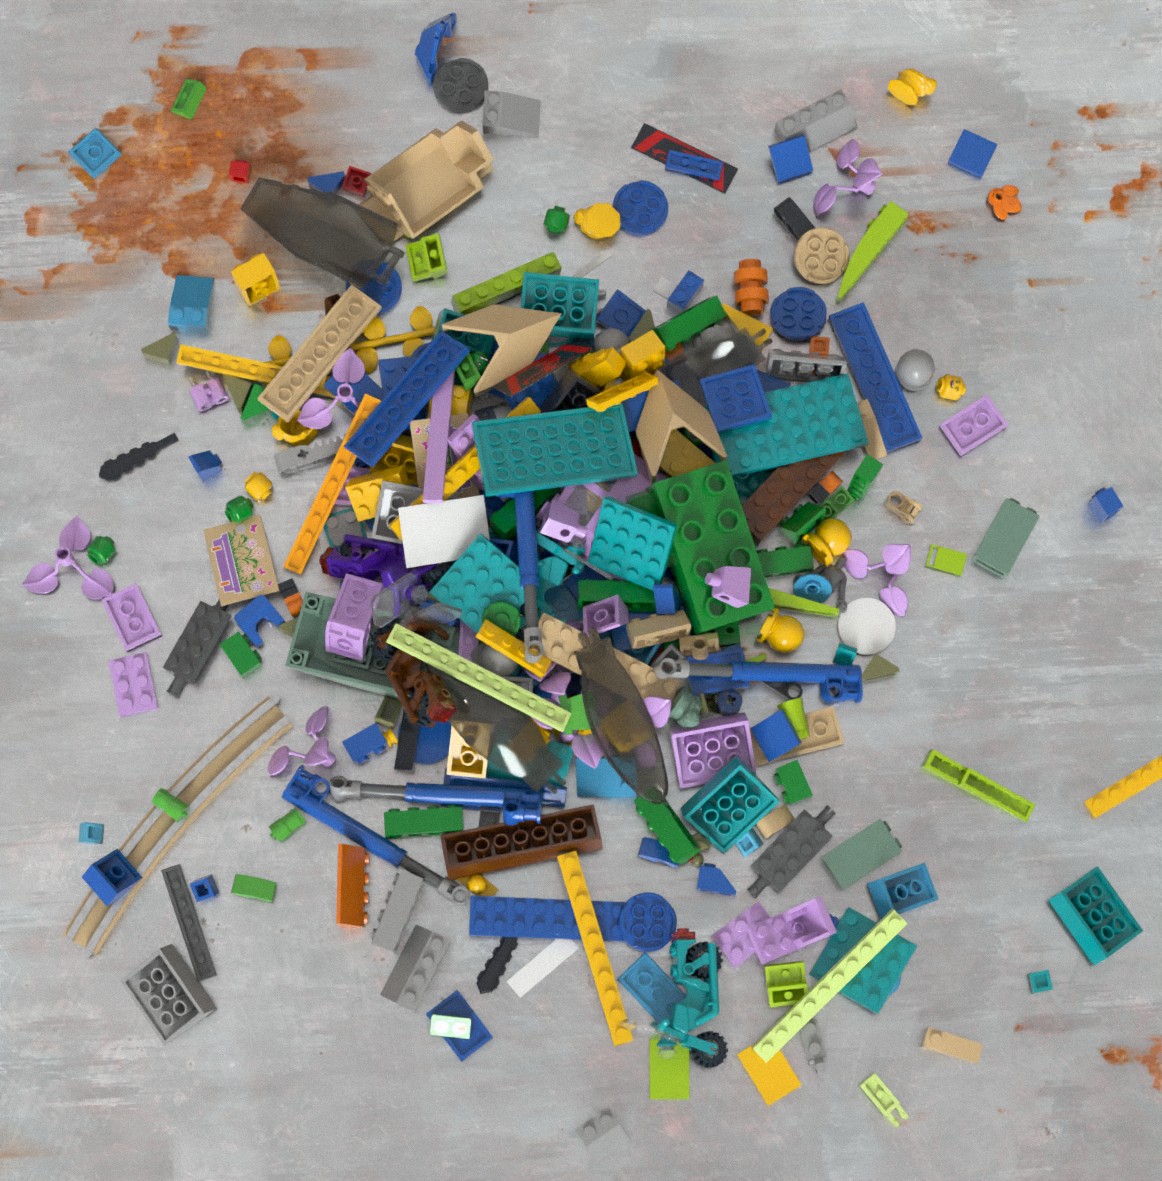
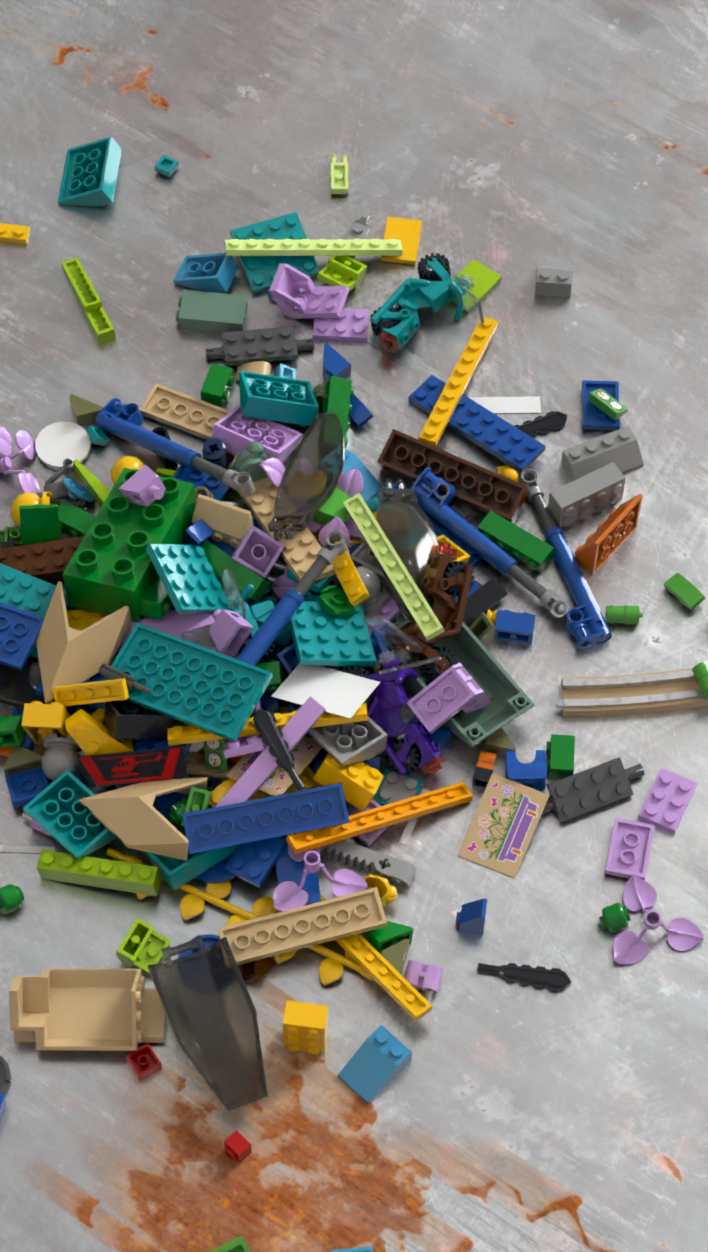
camera: 140 degrees left, 20 degrees down
(162, 349) = (432, 1043): olive slope -> none
(239, 509) = (473, 865): green head -> none
(258, 485) = (441, 871): yellow head -> none
(318, 752) = (558, 620): lavender plant -> none
(327, 182) = (170, 1076): blue slope -> none
(447, 451) = (272, 735): none -> black sword
(606, 416) = (113, 674): none -> dark grey axle
(647, 922) = (405, 374): blue tile -> none
(651, 987) = (438, 335): dark azure tile -> none
(776, 735) = (201, 411): blue tile -> none
(795, 712) = (176, 415): lime plant -> none
(951, 1045) = (265, 173): tan slope -> none

